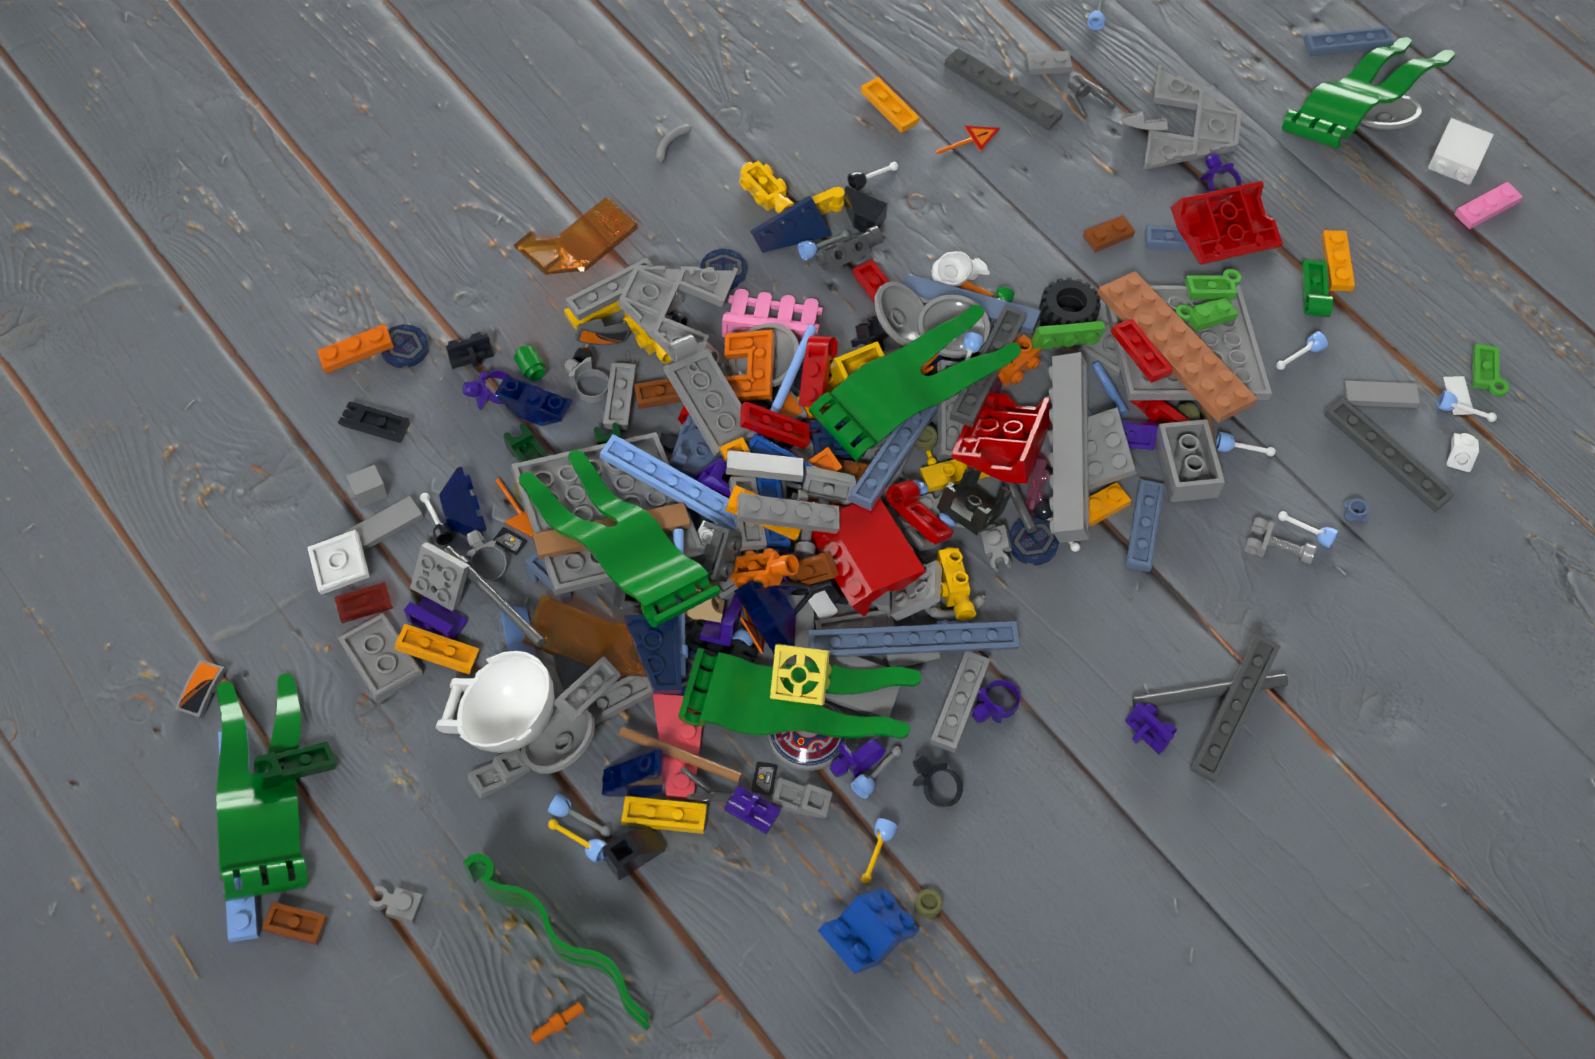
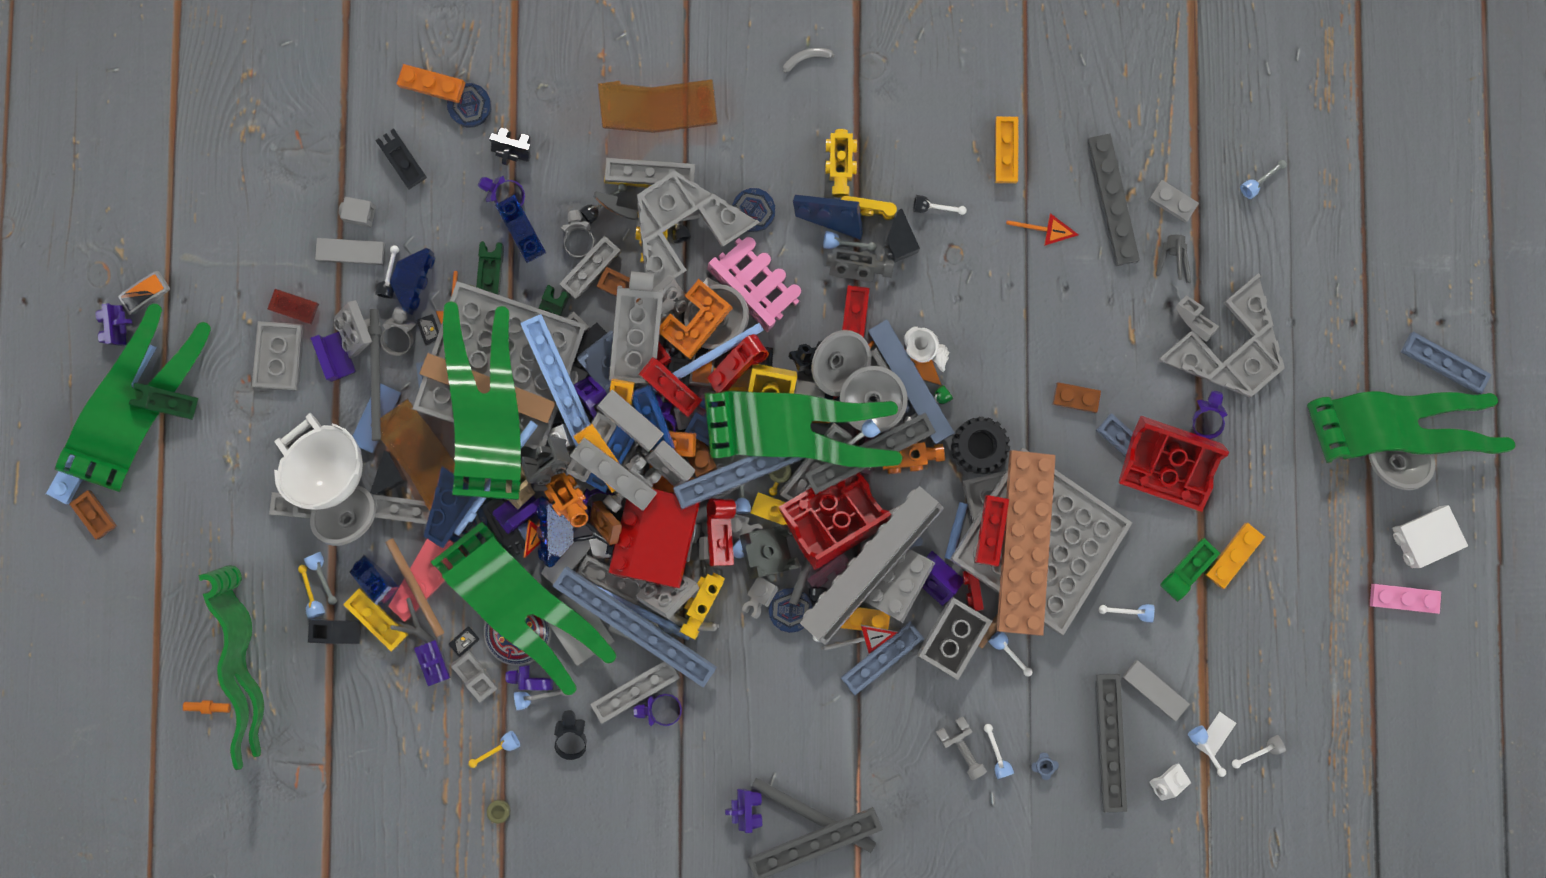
camera: 35 degrees right, 25 degrees up
(190, 731) = (114, 324): none -> dark purple hips
(338, 562) = (298, 260): white tile -> none
(400, 905) = (168, 551): light grey plate -> none
(436, 649) = (314, 382): light orange plate -> none
(530, 362) = (546, 190): green brick -> none
(587, 689) = (383, 497): light grey plate -> none
(821, 658) = (508, 599): light yellow piece -> none
(869, 930) = (438, 804): blue bracket -> none
(1067, 335) = (954, 472): bright green plate -> none
(1123, 510) = (872, 636): none -> piece
(1189, 410) = (991, 599): olive tile -> none
(1208, 313) = (1079, 532): bright green hinge -> none
(1213, 286) = (1105, 512): bright green hinge -> none
(1486, 370) = (1255, 734): bright green hinge -> none
(1509, 367) = (1273, 745): none -> hinge

